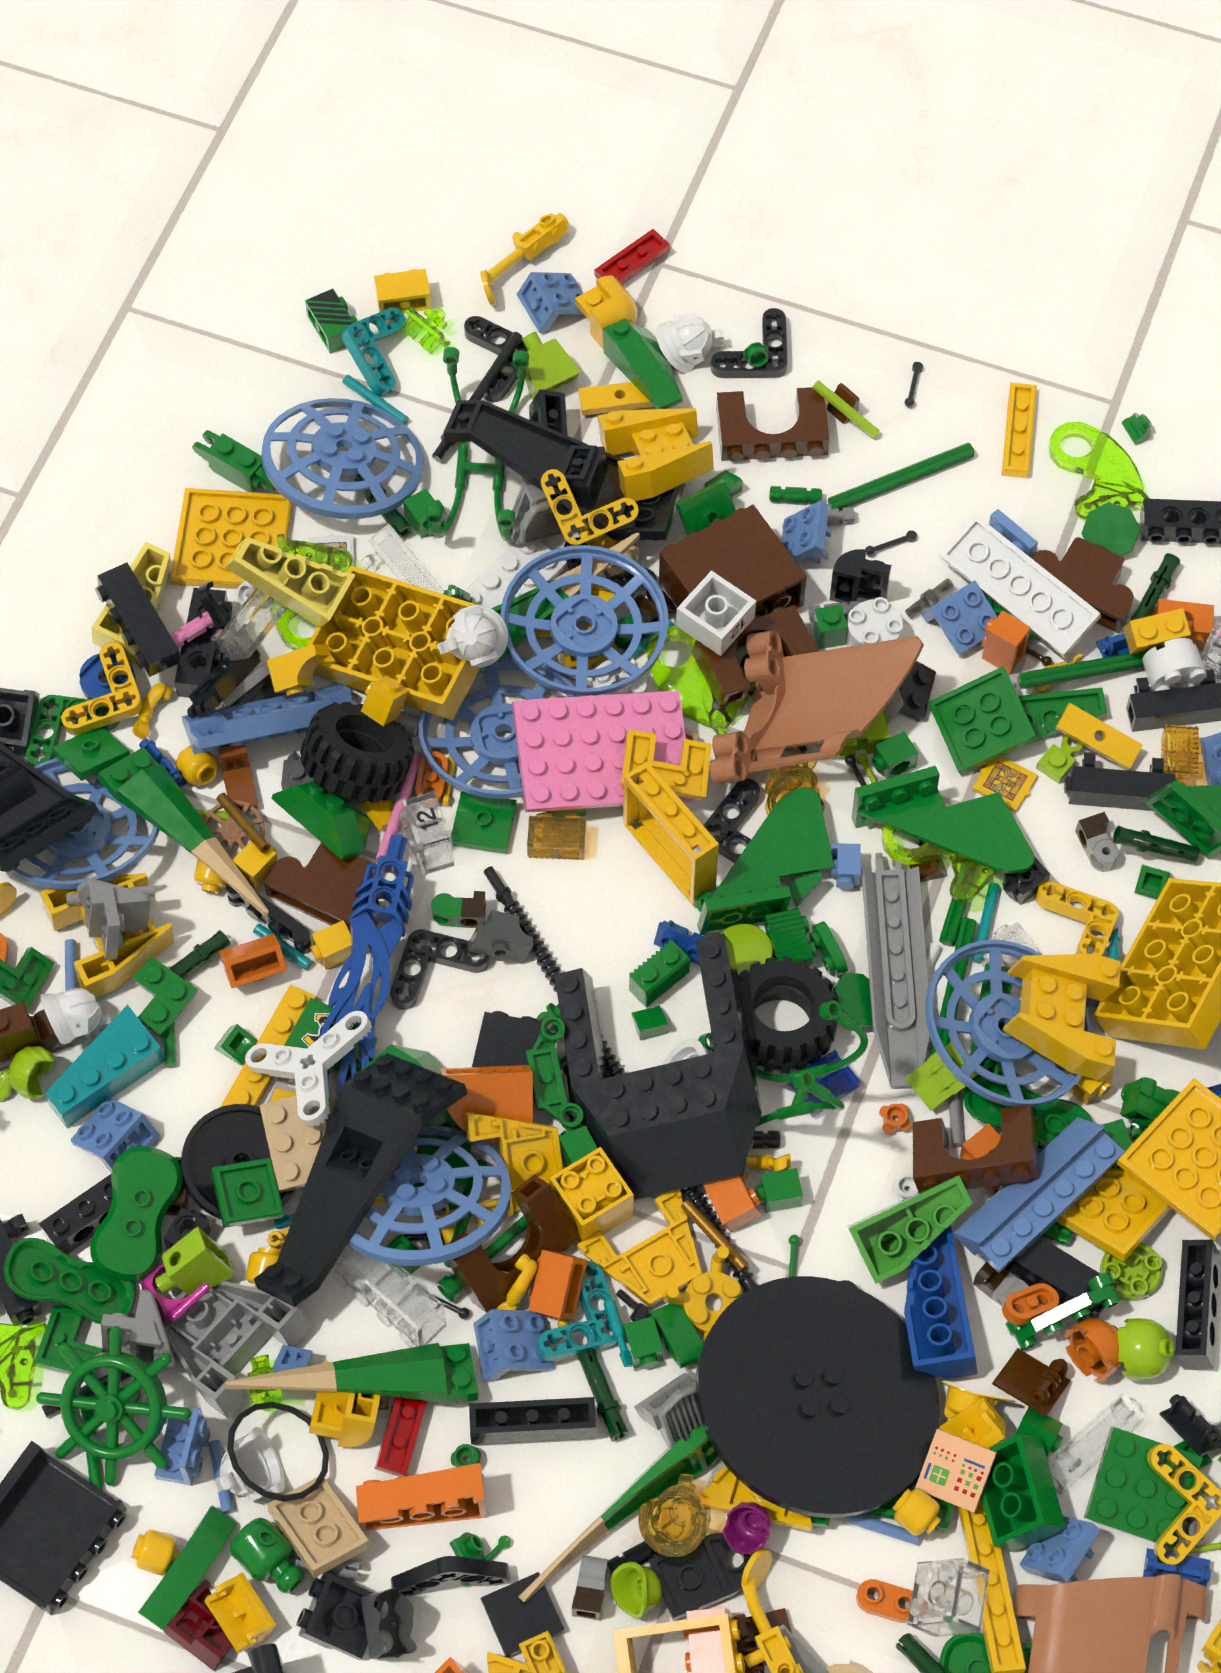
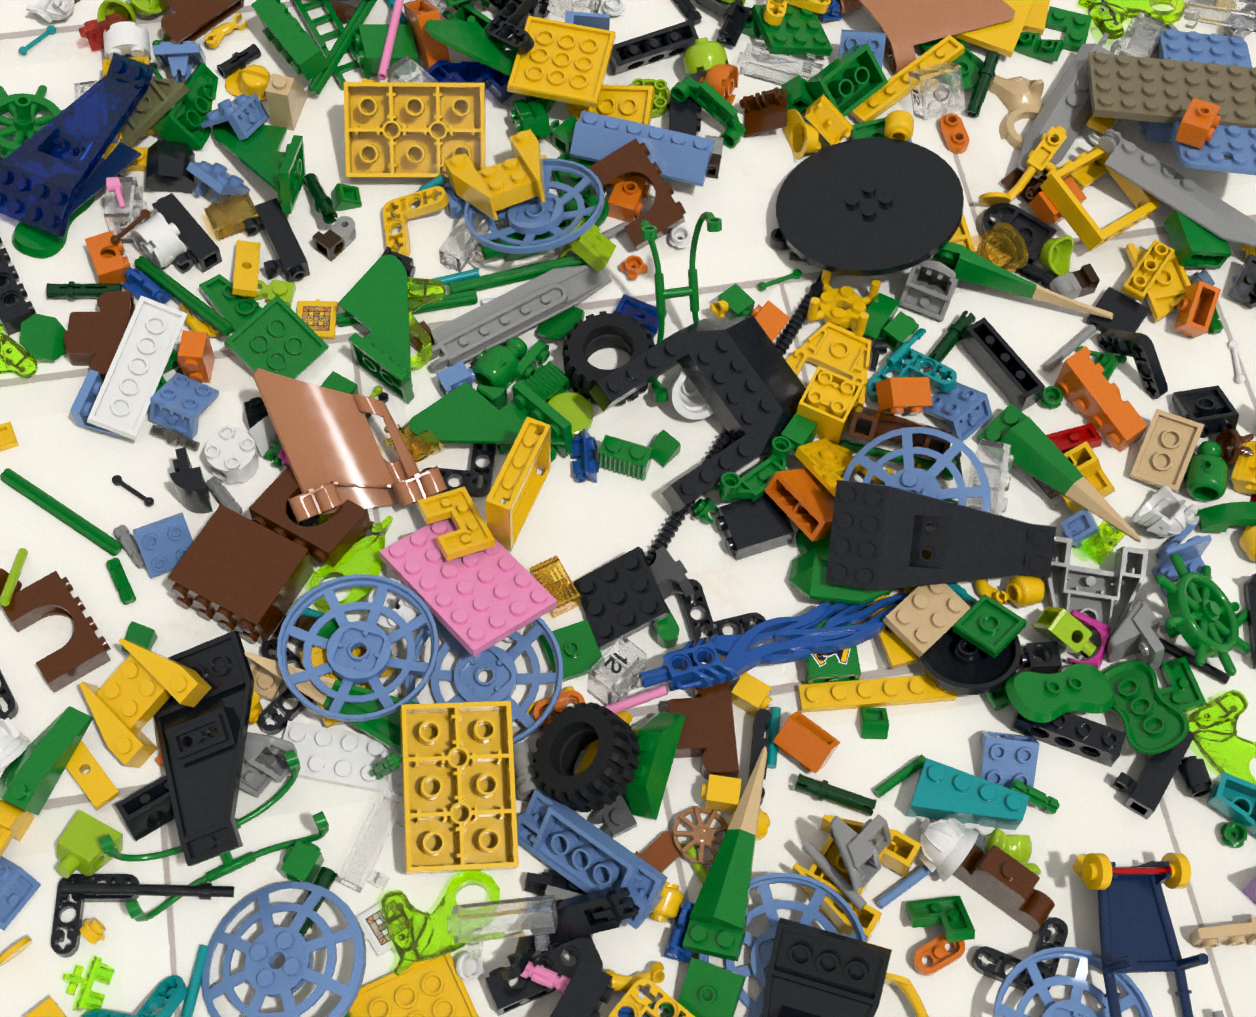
camera: 125 degrees left, 0 degrees up
(63, 1133) = (1037, 797): none -> green axle
(169, 992) = (878, 785): green plate -> none
(245, 825) = (700, 816): pearl gold piece -> none
(253, 1486) = (1163, 470): black piece -> none
(278, 1606) = (1232, 447): none -> reddish brown piece
(291, 579) = (463, 887): light yellow wedge -> none
(295, 669) = (533, 861): yellow arch -> none
(311, 1082) = (876, 650): white piece -> none
(384, 700) = (529, 756): yellow brick -> none
(399, 1612) = (1192, 374): dark grey piece -> none
(471, 343) = (93, 931): none -> yellow plate
(476, 636) = (435, 700): white helmet -> none
(503, 881) = (621, 598): none -> black plate
(515, 1528) = (1069, 348): none -> light grey bar
(521, 1284) = (923, 413): yellow arm -> none
(575, 517) = (257, 705): yellow beam -> none
(705, 507) = (184, 626): green plate -> none
(714, 1234) = (798, 324): pearl gold piece -> none
(715, 613) = (303, 538): white brick -> none
(747, 1528) = (978, 208): magenta hair -> none
(830, 626) = (244, 488): green brick -> none
(842, 912) = (499, 363): none -> green piece
(903, 1230) = (738, 220): bright green wedge -> none
(938, 1313) = (750, 179): blue wedge -> none
(956, 1470) = (858, 116): light nougat tile -> none
(1024, 1305) = (720, 125): orange plate -> none
(1155, 630) = (136, 256): yellow brick -> none
(1202, 653) = (144, 214): none -> reddish brown hinge

